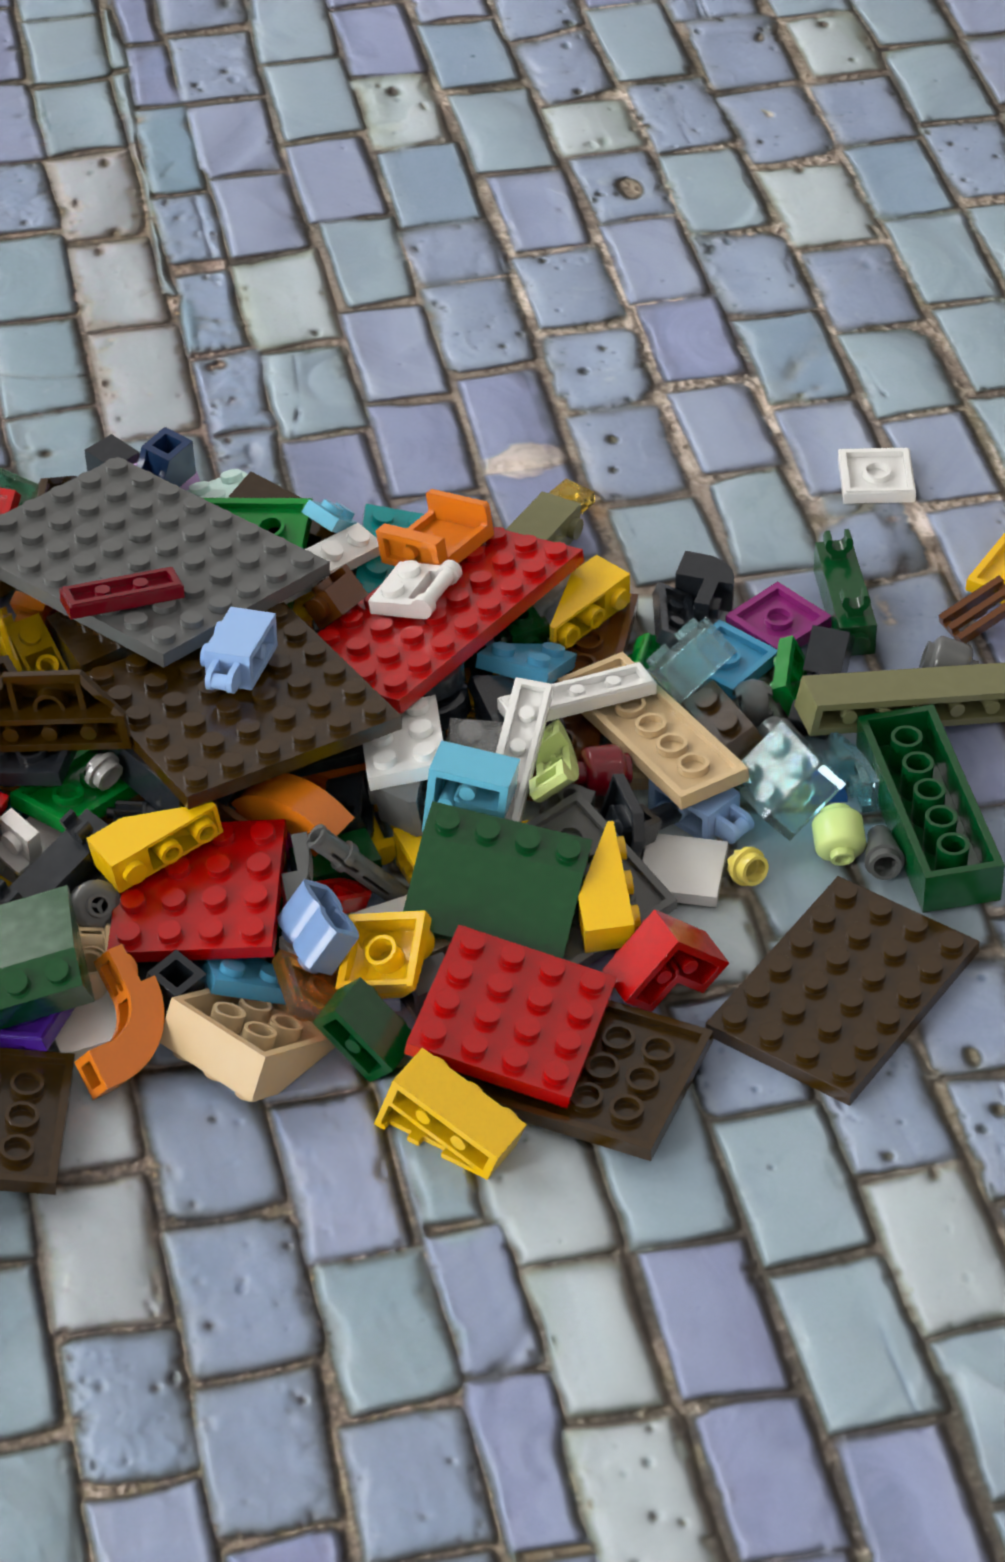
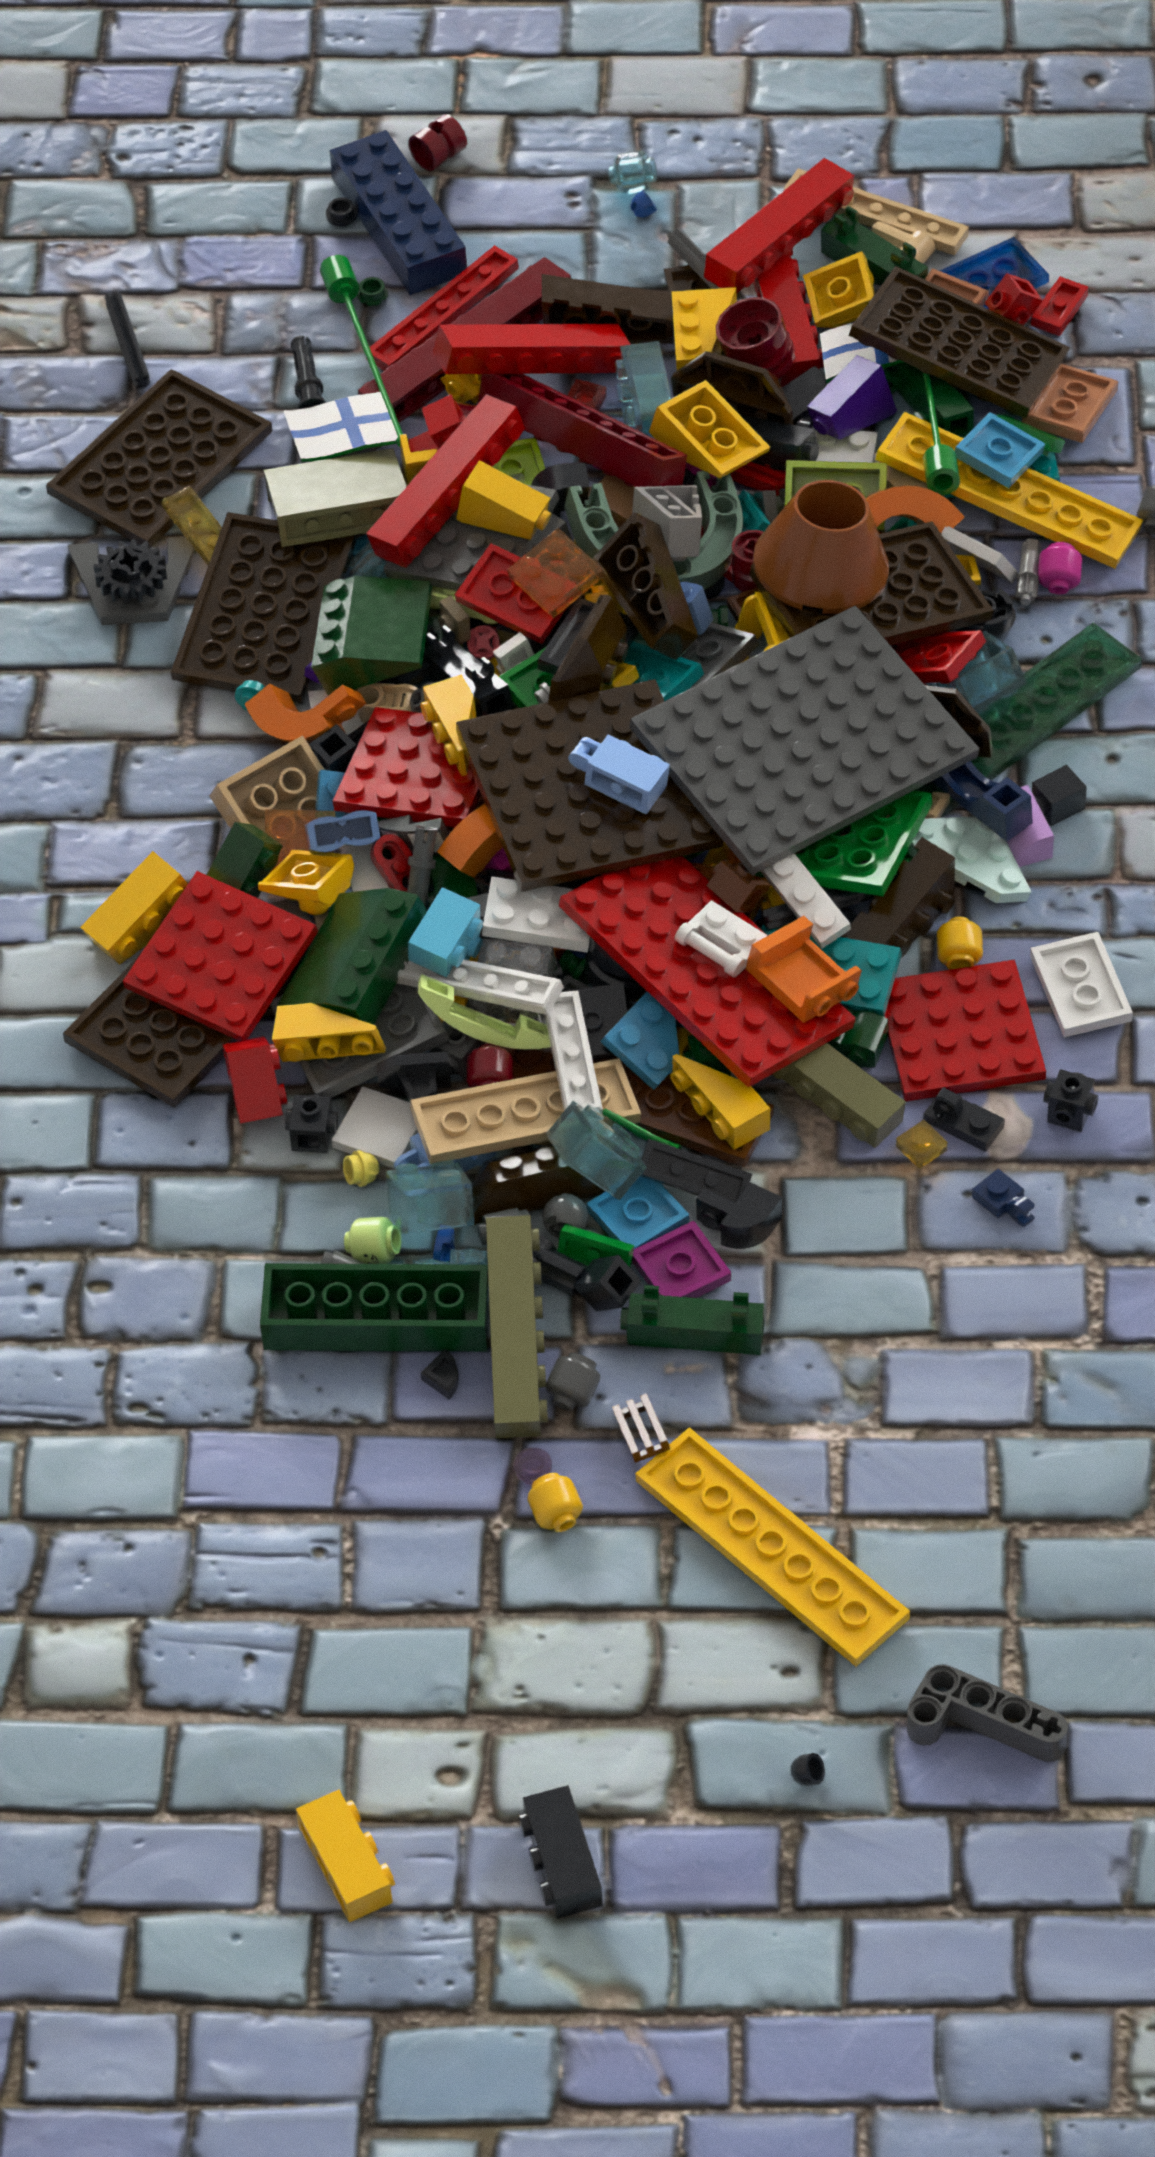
camera: 105 degrees right, 10 degrees up
(81, 1100) = (247, 691): none -> teal plate
(121, 592) = (717, 697): dark red tile -> none
(326, 487) = (959, 943): none -> yellow head
(330, 515) = (861, 905): medium azure plate -> none
(349, 424) = (1081, 984): none -> white plate
(406, 474) = (962, 1031): none -> red plate
(496, 406) = (1070, 1100): none -> black brick
(530, 477) = (964, 1119): none -> black hinge
(616, 443) = (1001, 1195): none -> dark blue plate
(709, 905) = (311, 1123): none -> black brick
(842, 989) = (201, 1210): dark brown plate -> none
(876, 475) = (891, 1407): white tile -> none
(976, 764) = (442, 1374): none -> black tile

